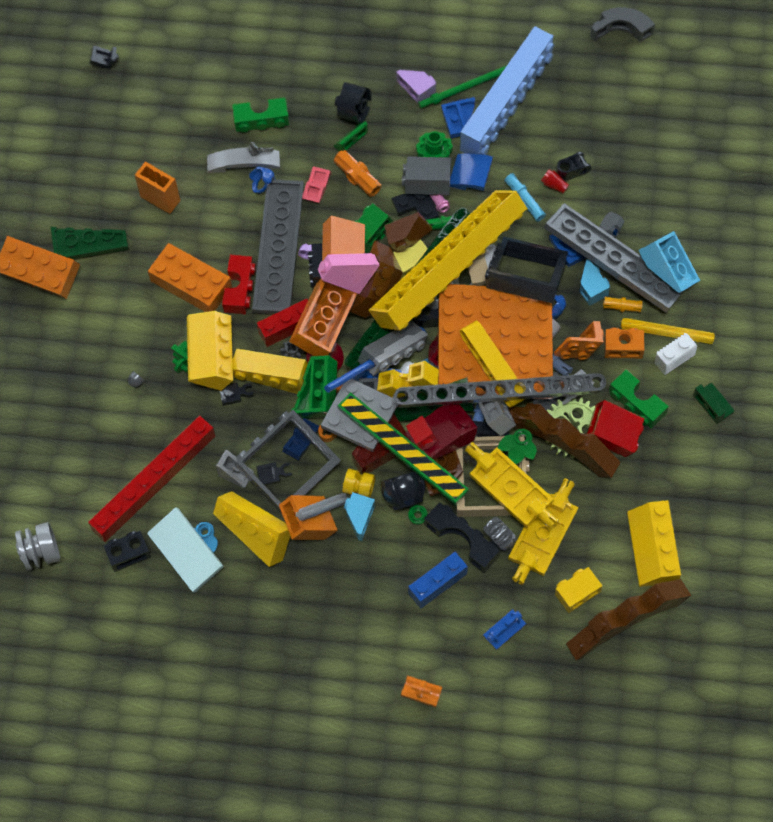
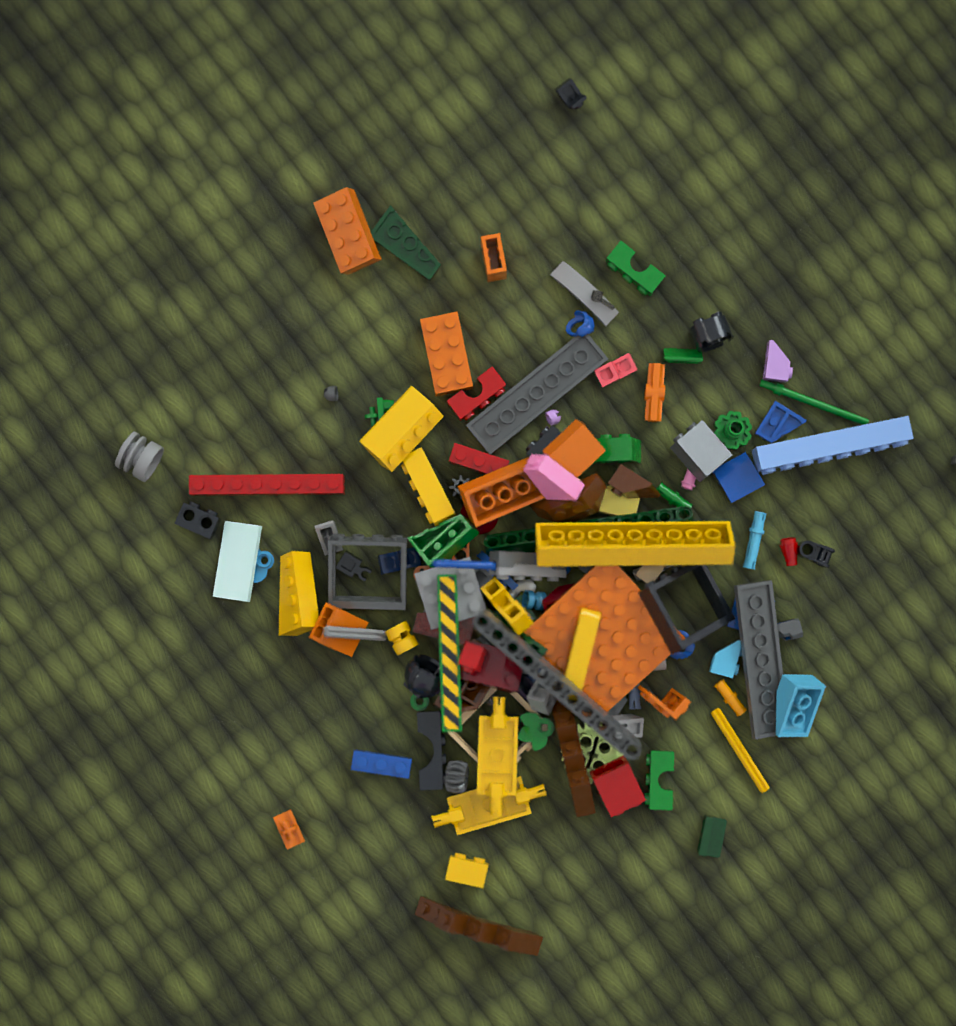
camera: 45 degrees right, 20 degrees up
(232, 393) = (388, 477): black plate -> none
(359, 512) = (380, 658): medium azure slope -> none
(420, 202) = (675, 468): black plate -> none
(505, 629) = (390, 843): blue hinge -> none
(615, 349) = (687, 722): orange brick -> none
(654, 543) = (553, 893): yellow slope -> none
(675, 353) = (723, 775): white brick -> none

